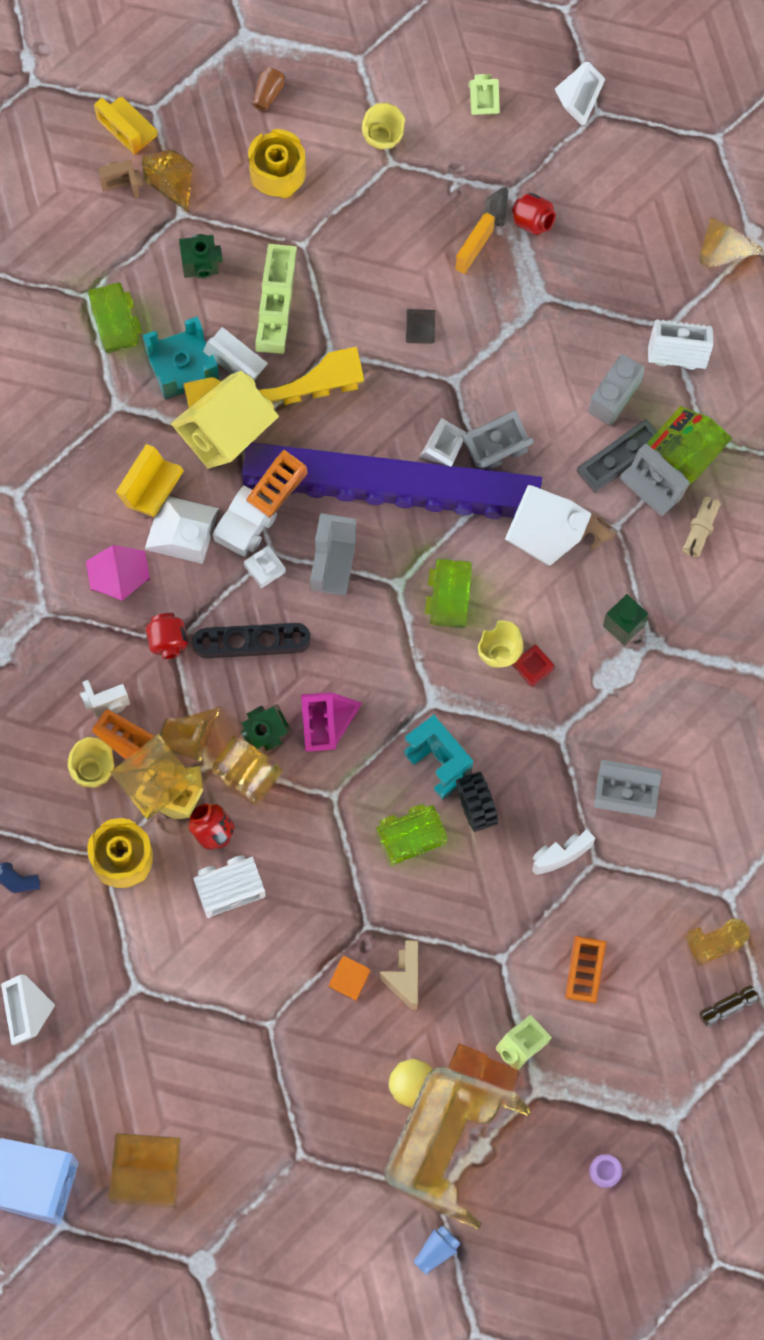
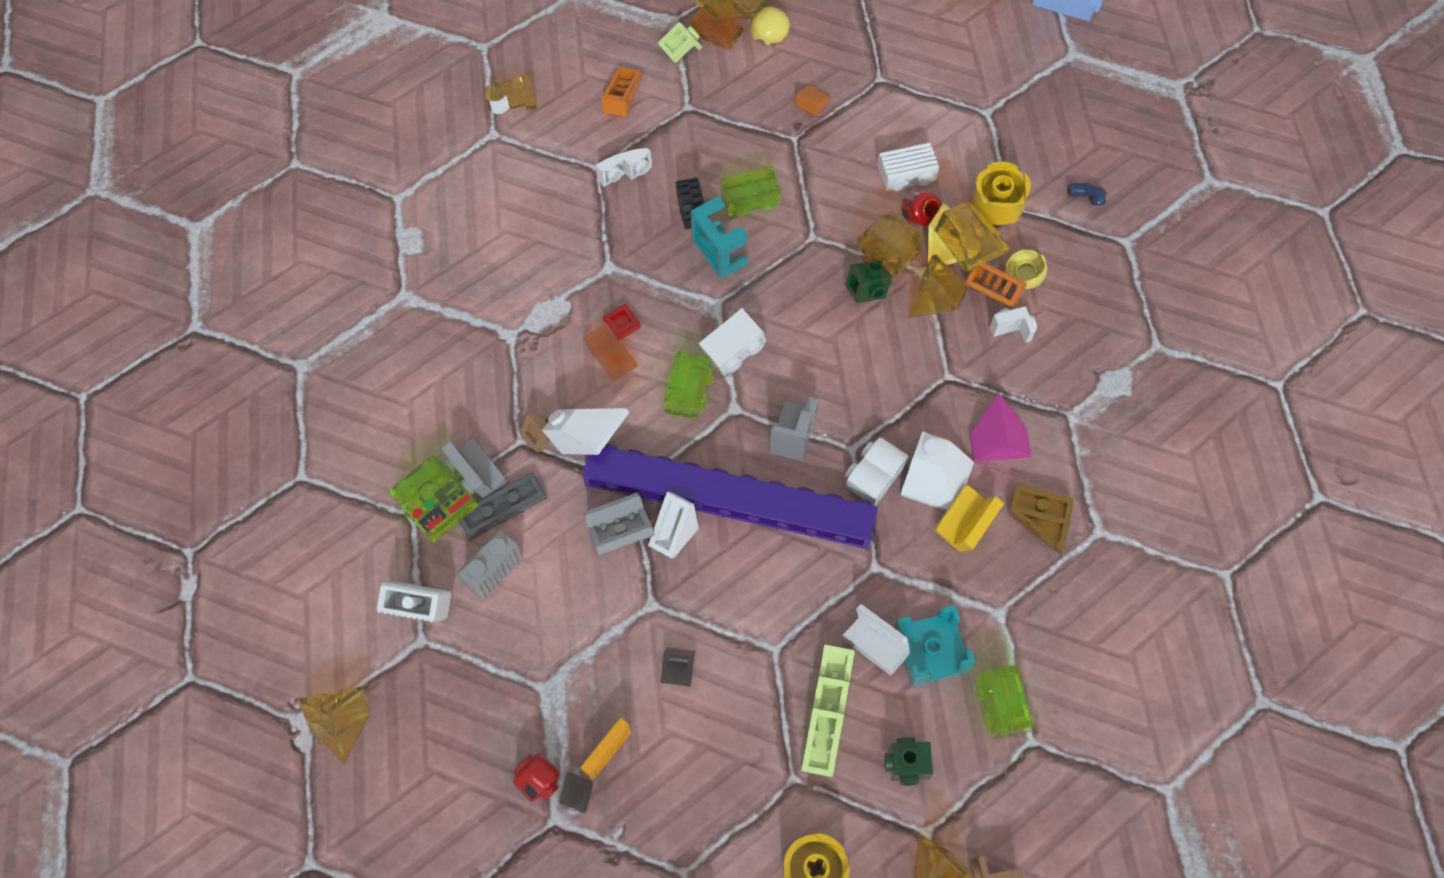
camera: 170 degrees left, 5 degrees down
(25, 1008) = (1076, 98): white slope -> none
(75, 497) = (1043, 514): none -> pearl gold wing
(166, 635) = (956, 370): red head -> none
(225, 420) = (891, 554): light yellow slope -> none
(251, 646) = (876, 362): black beam -> none
(264, 566) = (859, 432): white tile -> none
(294, 480) = (830, 504): orange slope -> none
(326, 719) = (814, 293): dark pink slope -> none
(335, 371) = (897, 596): yellow arch -> none
(405, 983) = (770, 89): tan slope -> none
(407, 641) = (733, 342): none -> white brick
(501, 645) = (649, 331): light yellow hair -> none
(538, 627) = (610, 352): none -> clear orange slope
(625, 619) = (530, 344): dark green brick -> none
(627, 788) = (560, 206): light grey bracket -> none
(701, 527) = (439, 427): tan pin -> none
(729, 1005) = (513, 55): dark brown axle -> none

